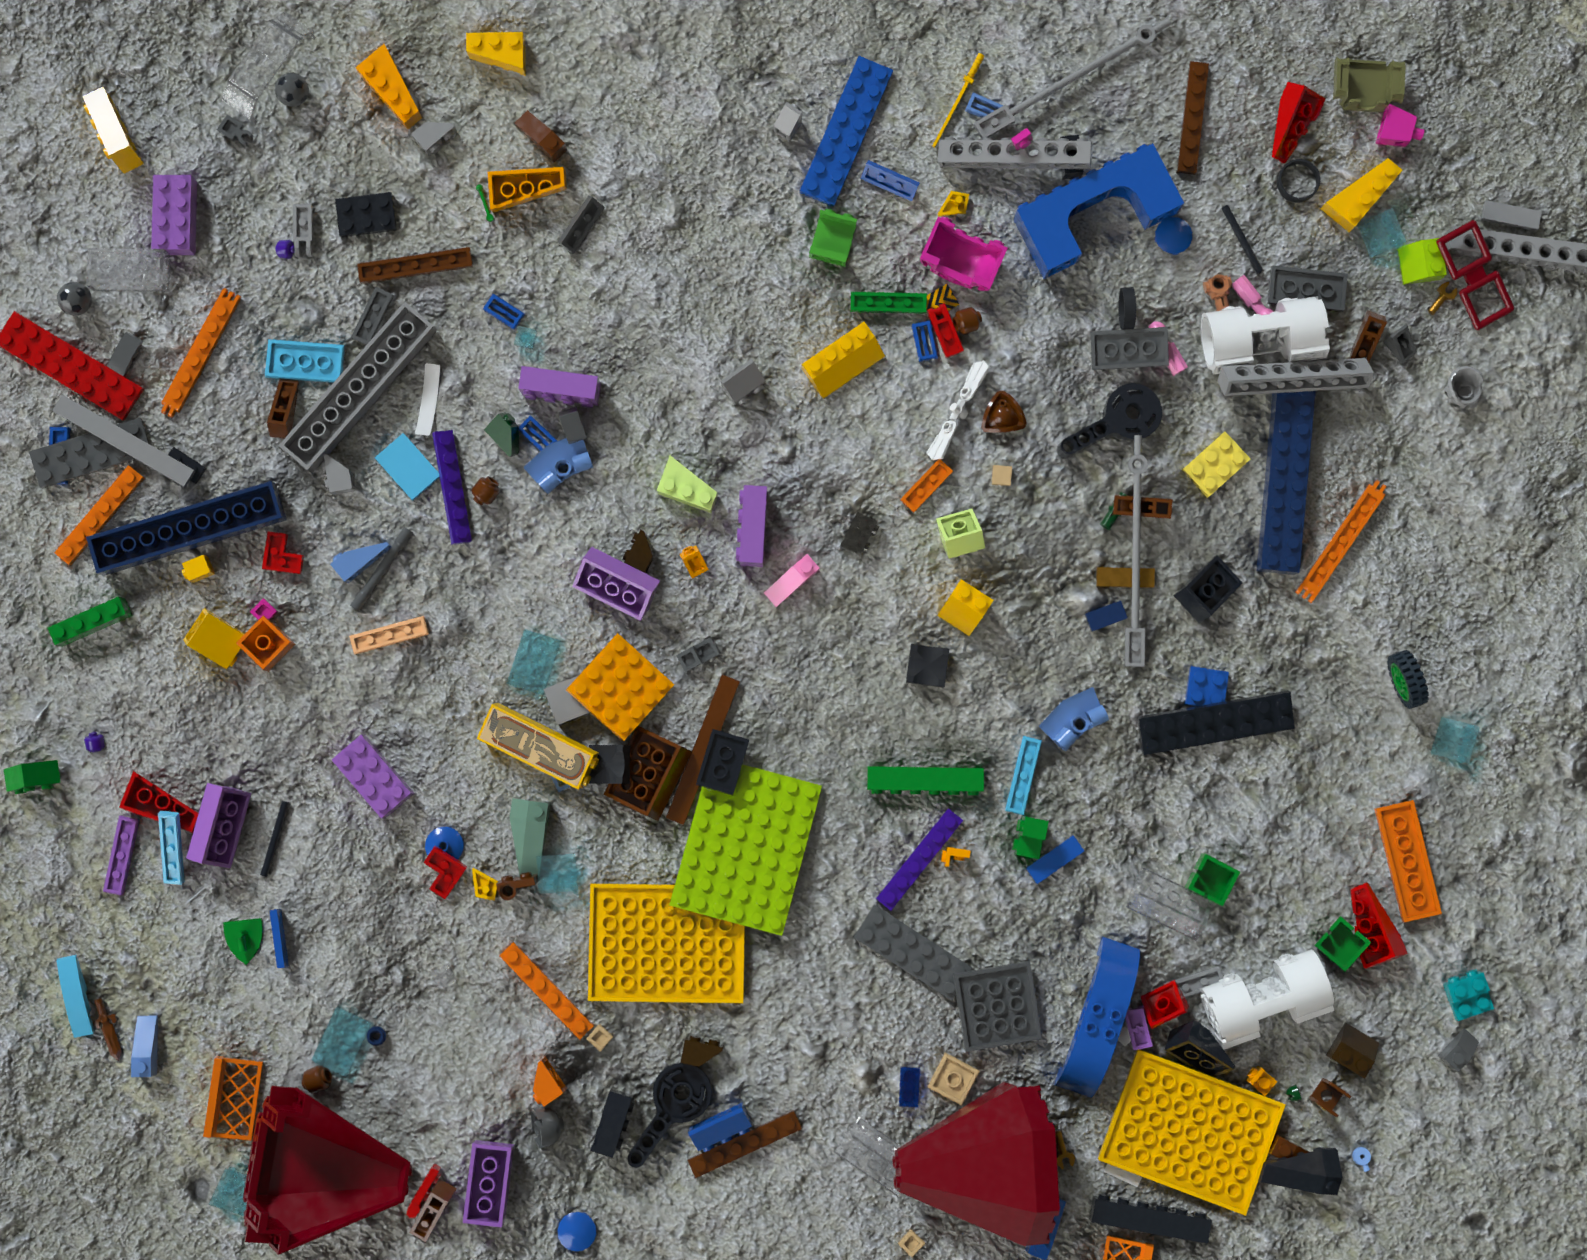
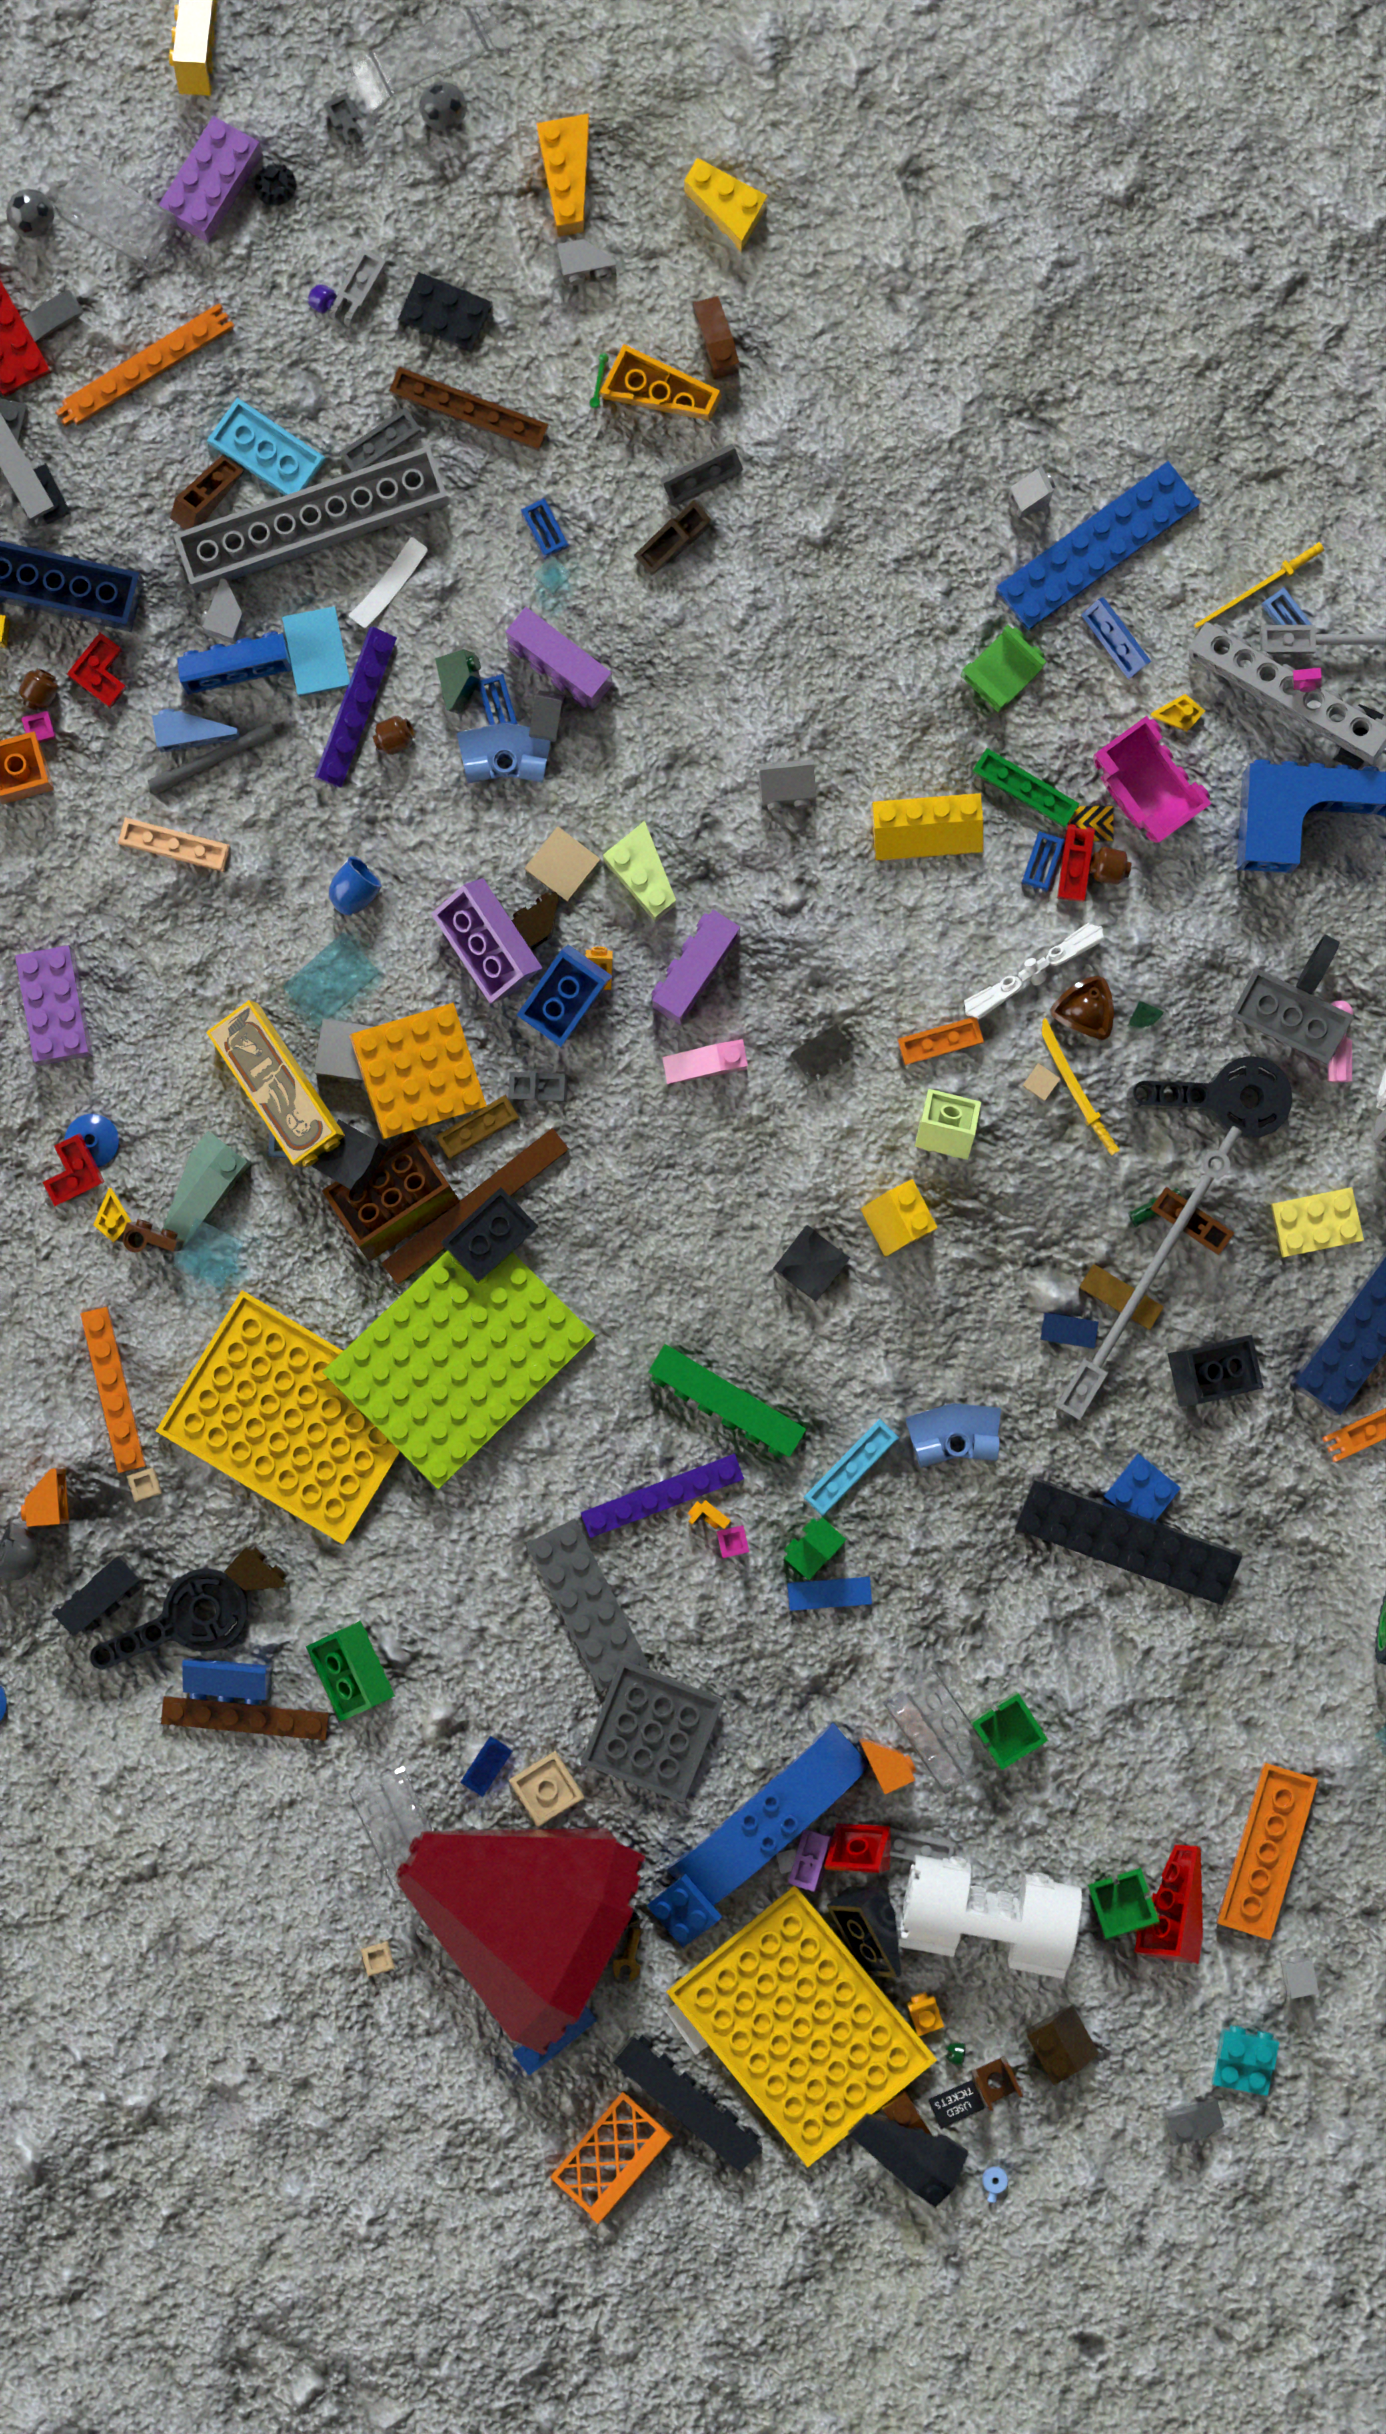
camera: 30 degrees right, 0 degrees up
(221, 201) = (278, 195): none -> black gear
(250, 588) = (38, 689): none -> reddish brown head
(361, 503) = (234, 663): none -> blue slope
(515, 599) = (353, 891): none -> blue piece
(586, 272) = (675, 537): none -> dark brown slope
(634, 510) = (562, 864): none -> tan tile
(676, 700) = (477, 1127): none -> pearl gold tile
(683, 589) = (564, 995): none -> blue brick
(792, 1077) = (350, 1671): none -> green slope
(978, 862) = (732, 1541): none -> dark pink plate
(1025, 468) = (1092, 1117): none -> yellow sword
(1040, 399) = (1144, 1015): none -> clear green tile
(1080, 1104) = (684, 1910): none -> blue plate
(1152, 943) = (889, 1765): none -> orange slope
(1311, 1123) = (956, 2103): none -> black sticker
(1471, 925) = (1299, 1976): none -> light grey brick

